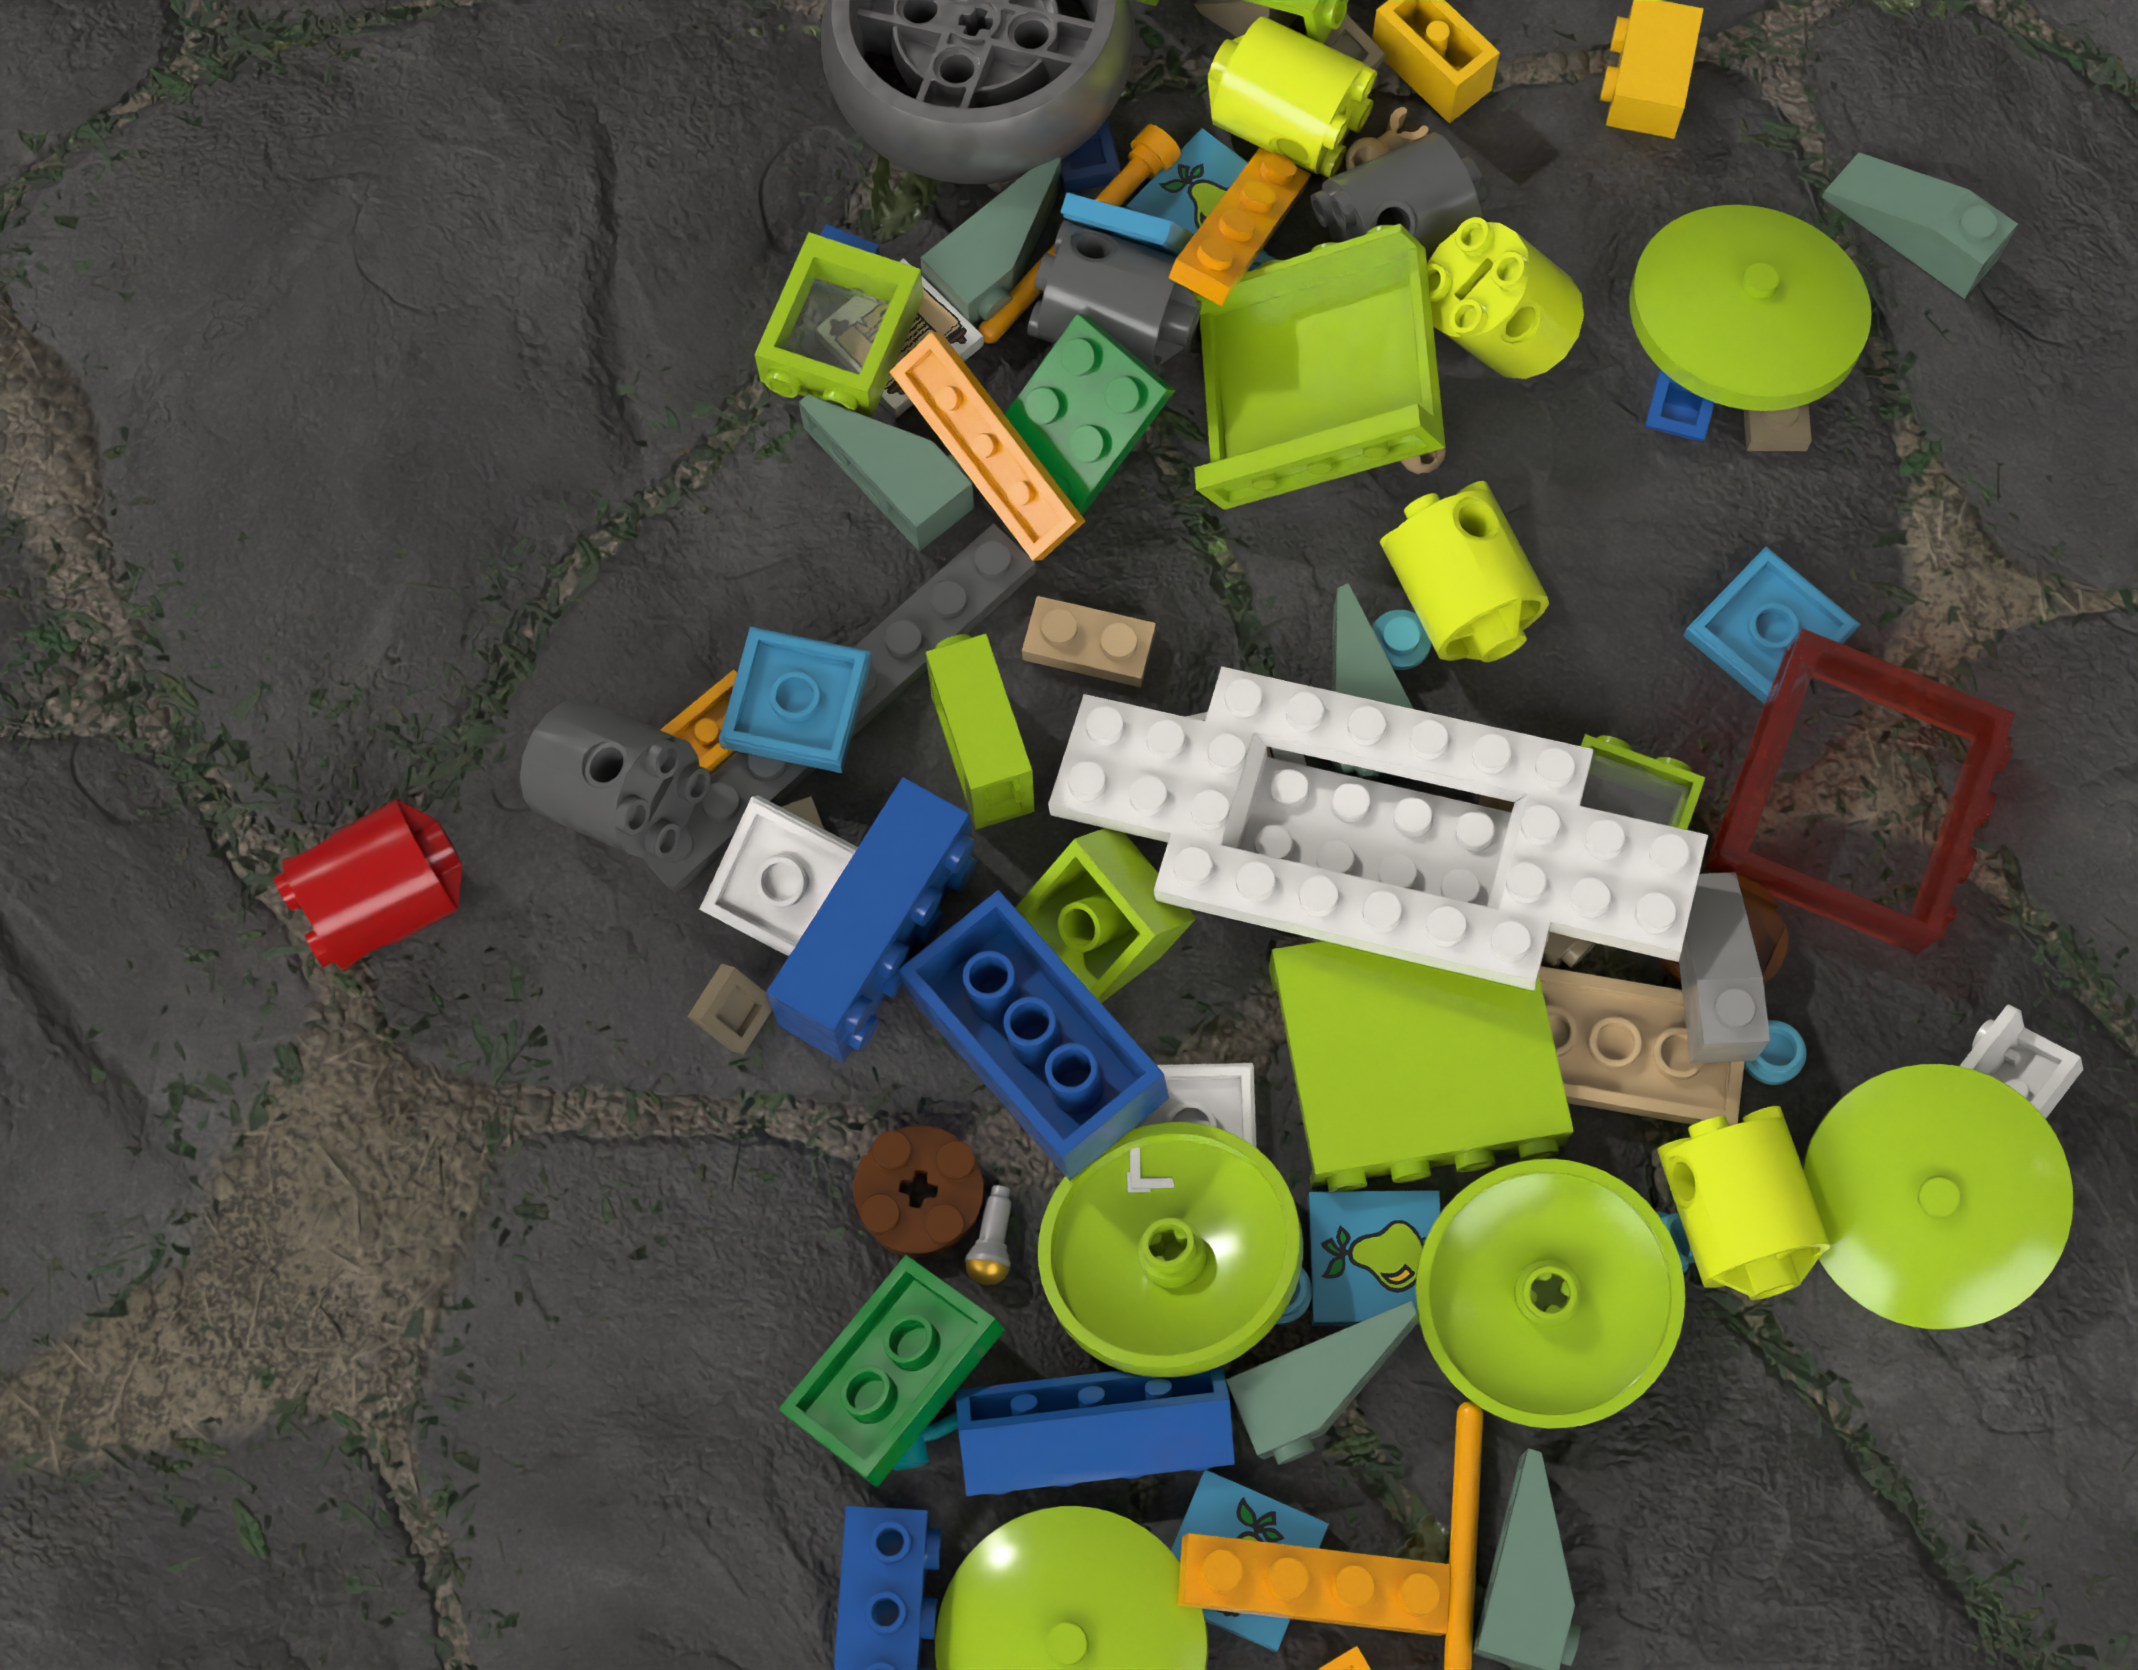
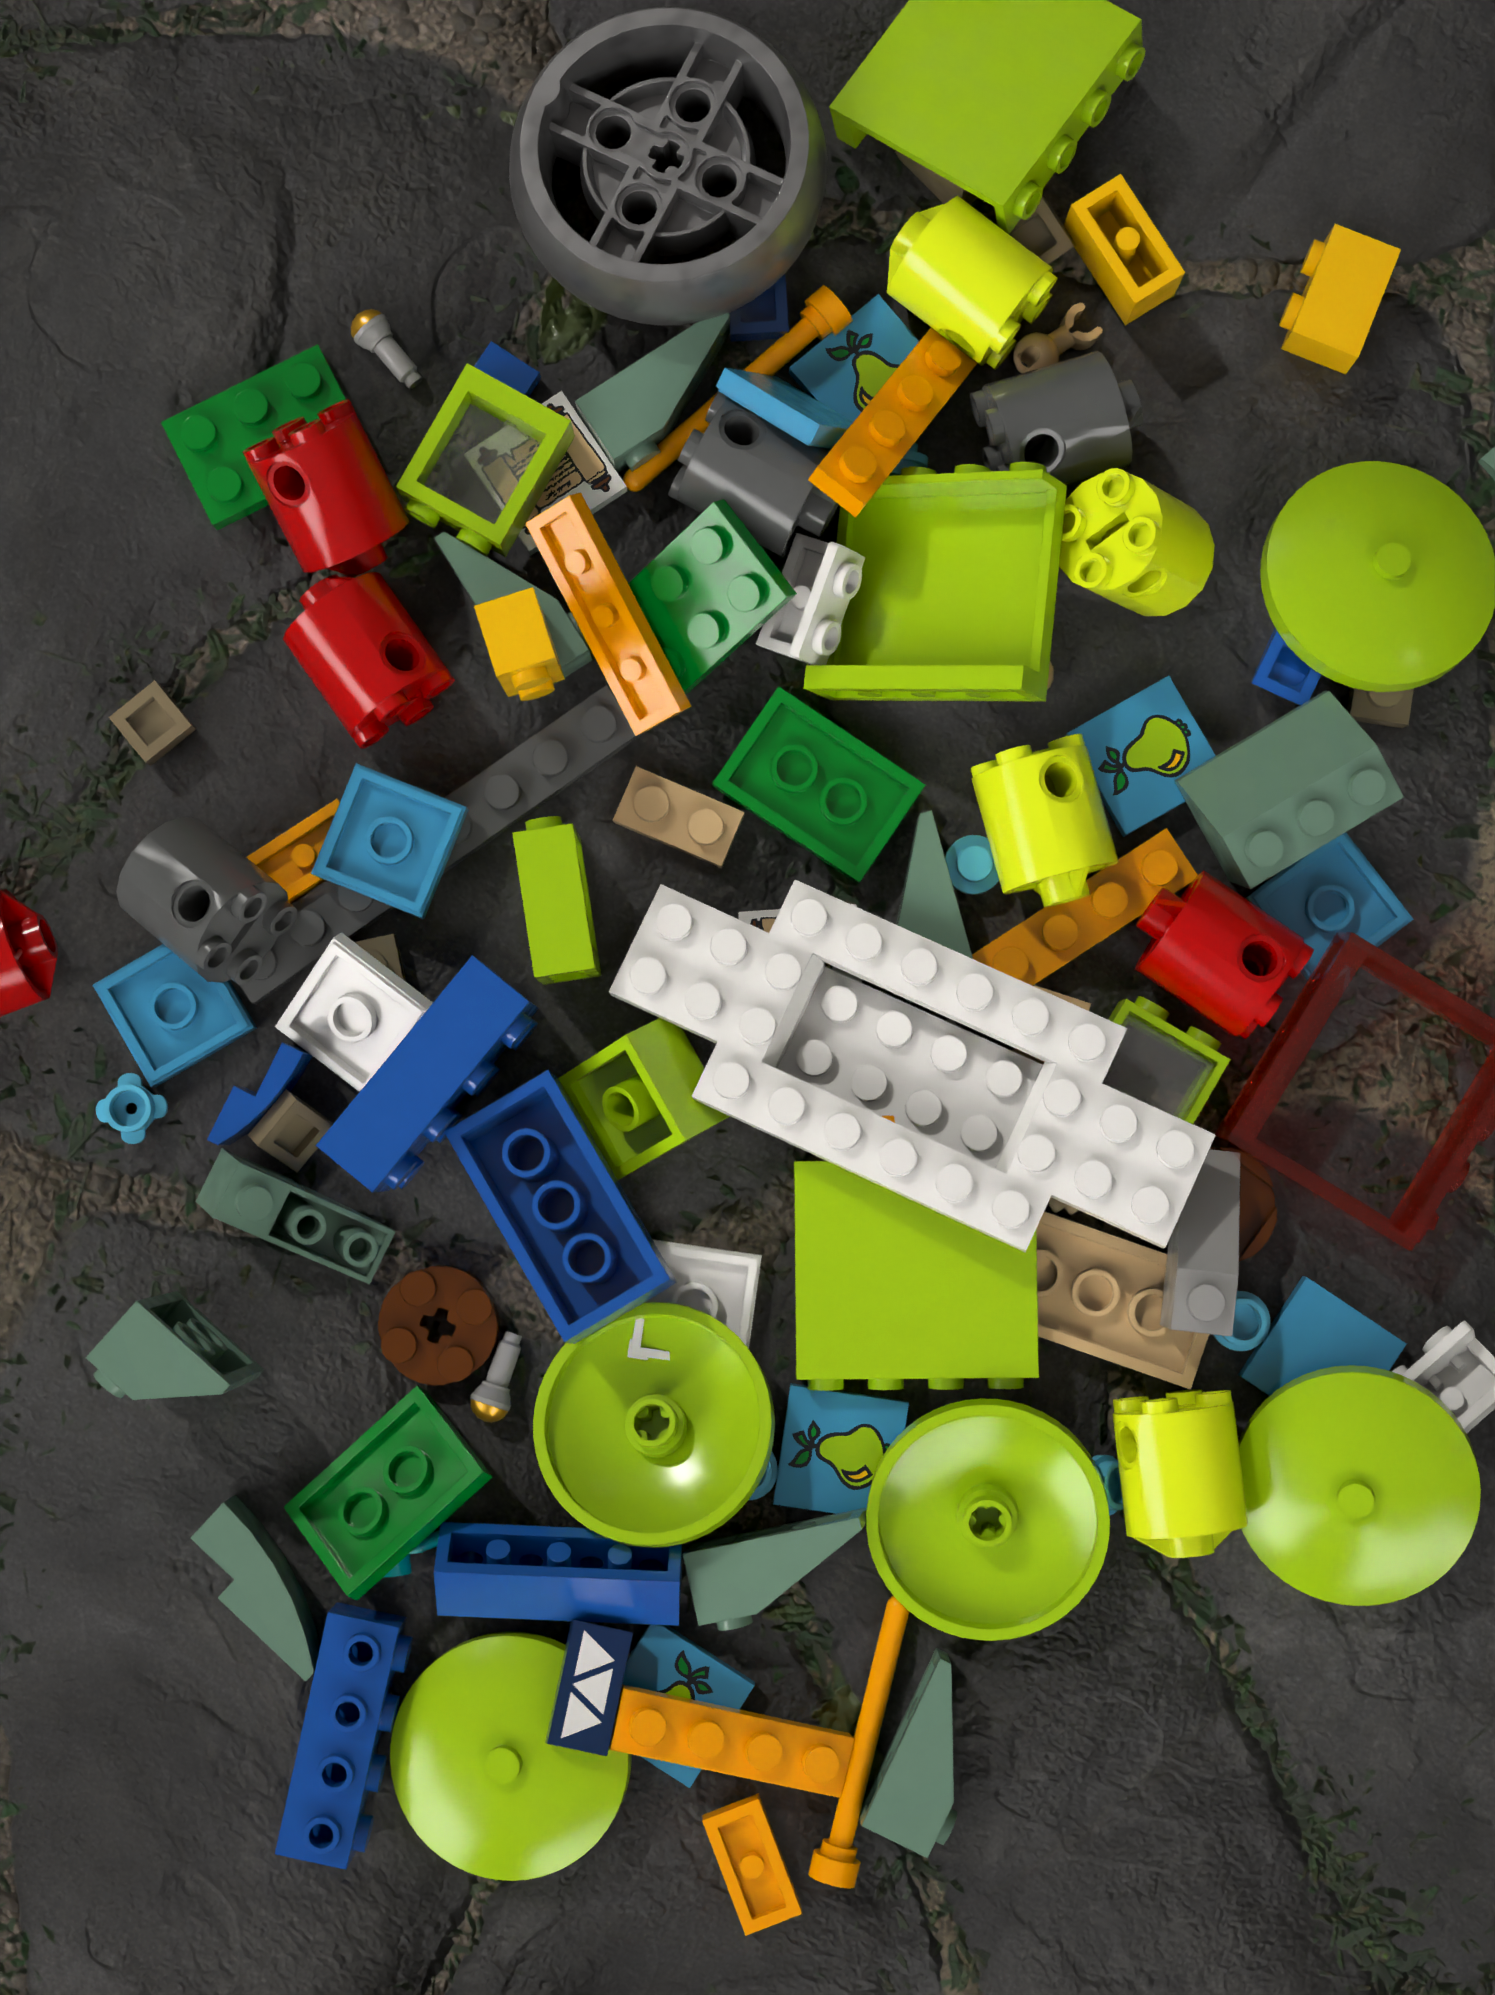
camera: 10 degrees right, 15 degrees up
(532, 628) = (152, 723): none -> dark tan plate
(551, 999) = (114, 1108): none -> medium azure plate
(589, 909) = (171, 1013): none -> dark azure tile
(613, 346) = (218, 430): none -> green plate
(637, 1243) = (168, 1352): none -> sand green slope
(682, 988) = (246, 1108): none -> blue slope
(686, 369) = (328, 491): none -> red cylinder
(706, 235) = (373, 332): none -> light grey piece
(746, 522) = (366, 655): none -> red cylinder
(746, 1097) = (293, 1216): none -> sand green slope
(764, 1495) = (264, 1586): none -> sand green slope
(905, 471) = (520, 644): none -> yellow brick
(1148, 1542) = (589, 1688): none -> dark blue tile
(1190, 424) = (811, 621): none -> white bracket
(1227, 586) = (818, 785): none -> green plate
(1553, 652) = (1071, 928): none -> light orange plate
(1561, 510) = (1140, 753): none -> dark azure tile
(1671, 677) = (1220, 954): none -> red cylinder
(1704, 515) = (1288, 790): none -> sand green slope
(1849, 1050) = (1315, 1334): none -> dark azure tile

